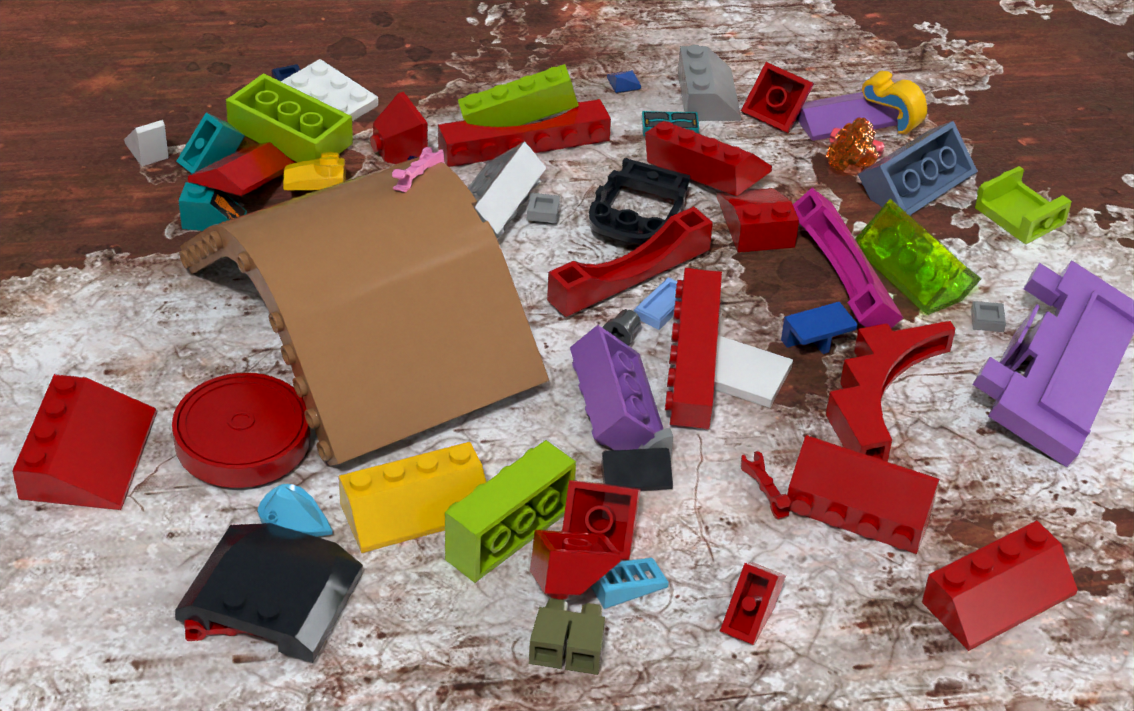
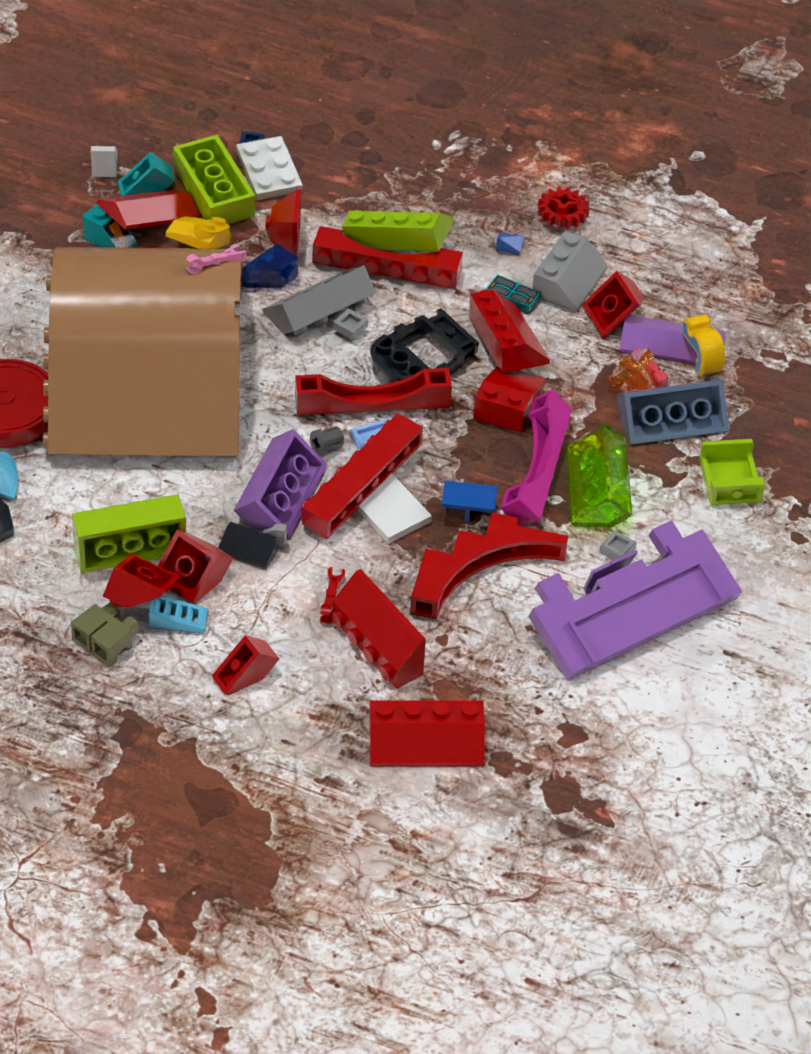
camera: 30 degrees right, 5 degrees up
(408, 495) = (61, 490): yellow slope -> none
(649, 32) = (563, 208): none -> red gear

